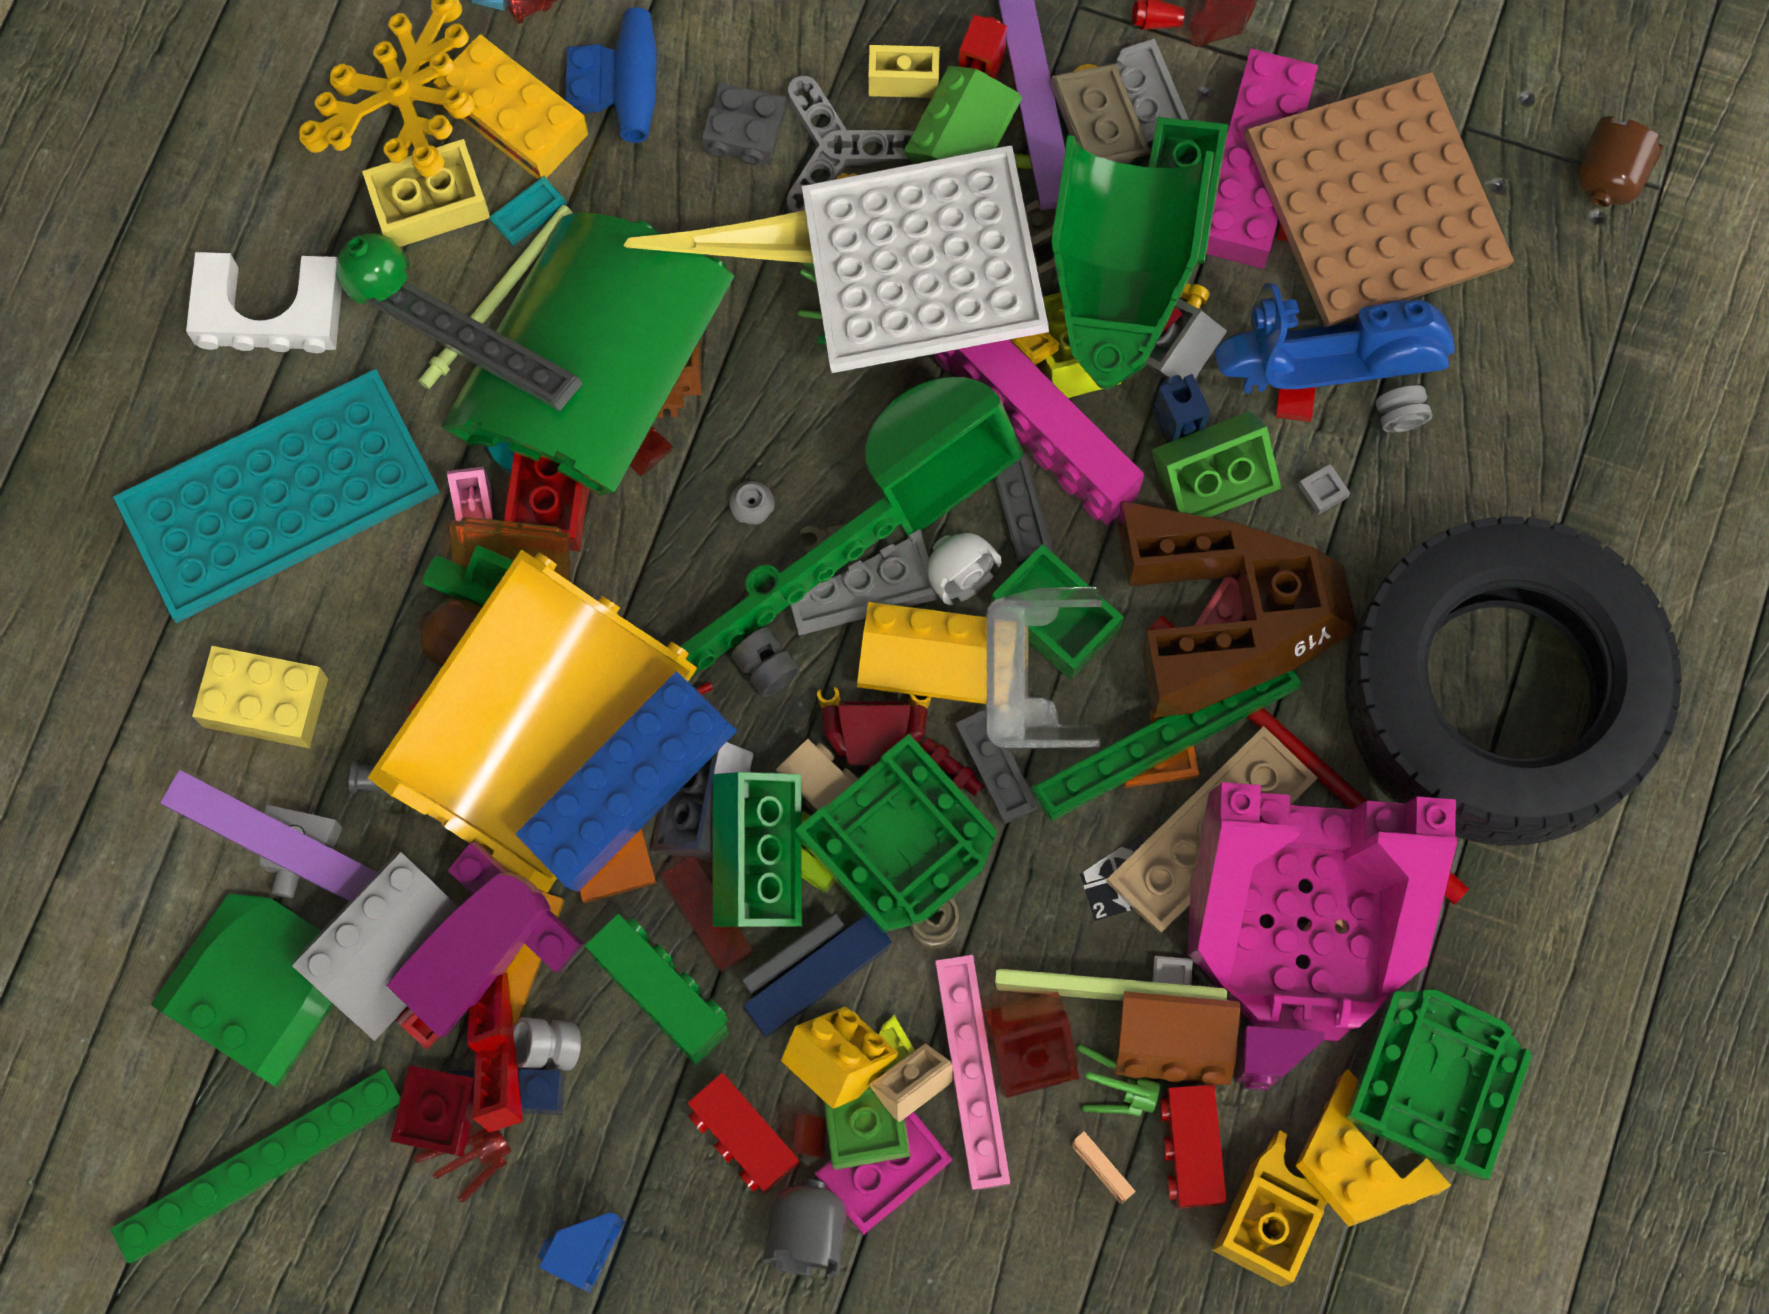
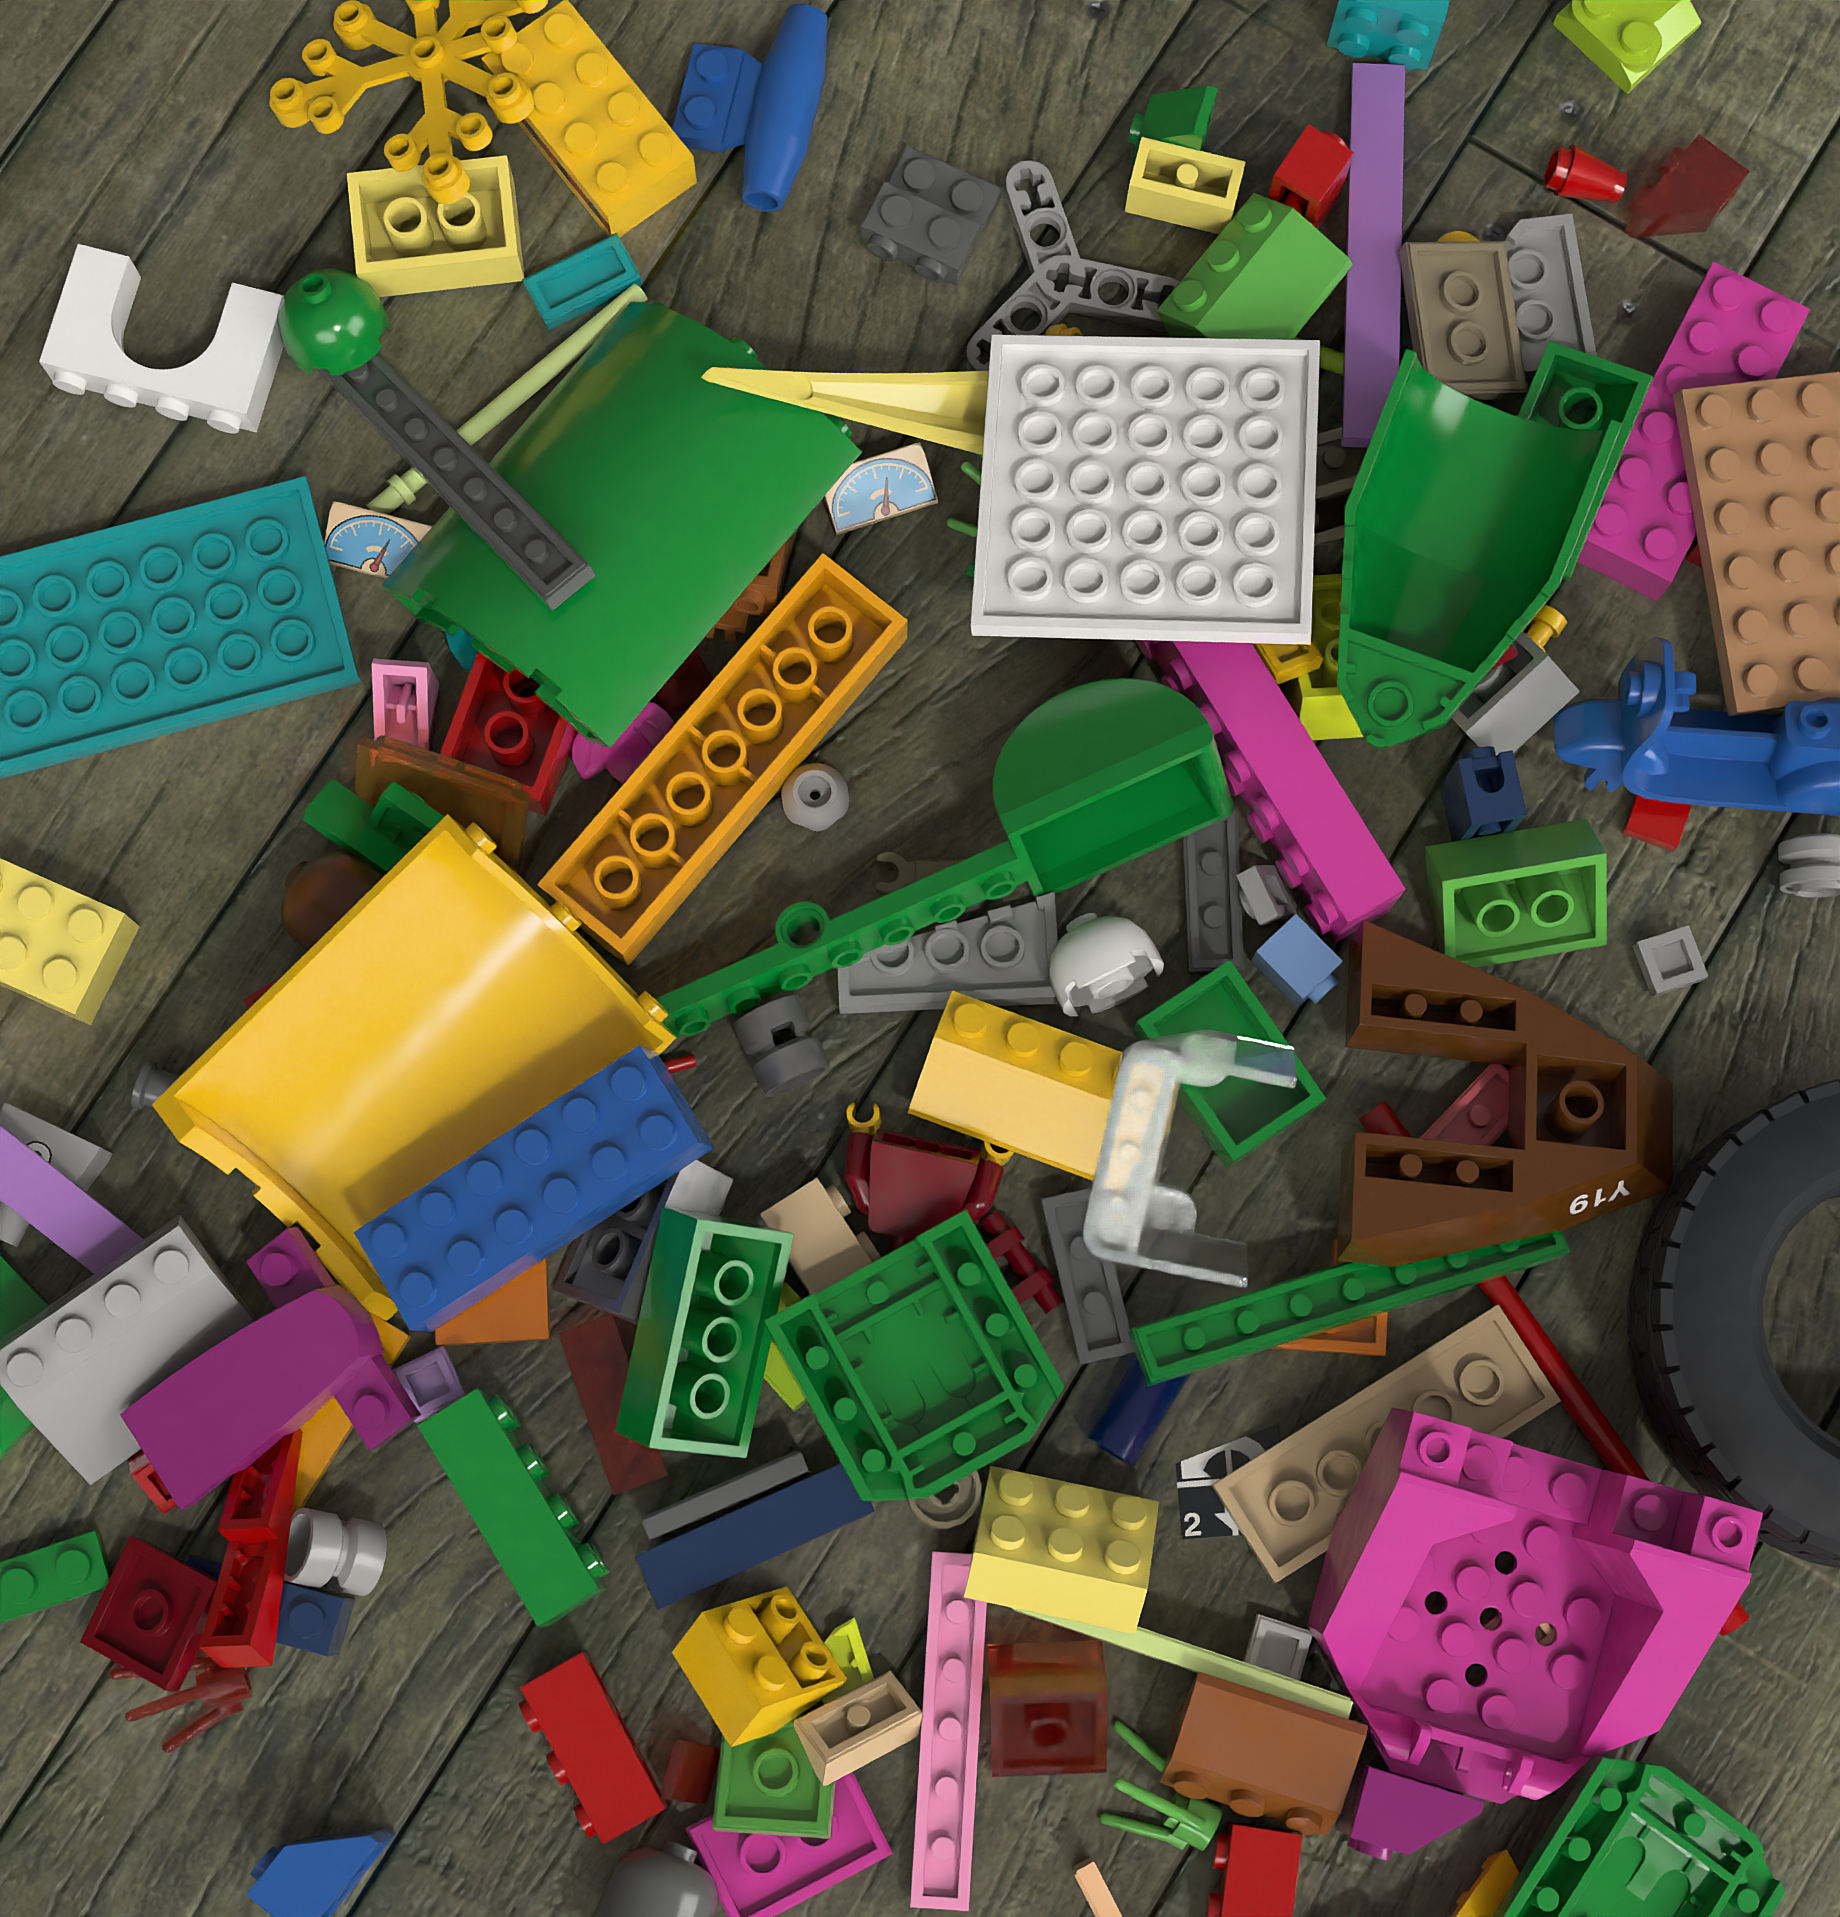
camera: 10 degrees right, 5 degrees up
(426, 400) = (369, 539): none -> slope
(584, 924) = (431, 1382): none -> lavender tile
(626, 501) = (628, 750): none -> dark pink plate
(689, 488) = (725, 759): none -> light orange brick
(750, 300) = (881, 489): none -> slope
(888, 29) = (1176, 118): none -> green slope
(1019, 938) = (1062, 1550): none -> light yellow brick
(1046, 845) = (1134, 1414): none -> clear blue brick
(1055, 502) = (1265, 895): none -> light grey plate
(1086, 540) = (1298, 963): none -> medium blue brick

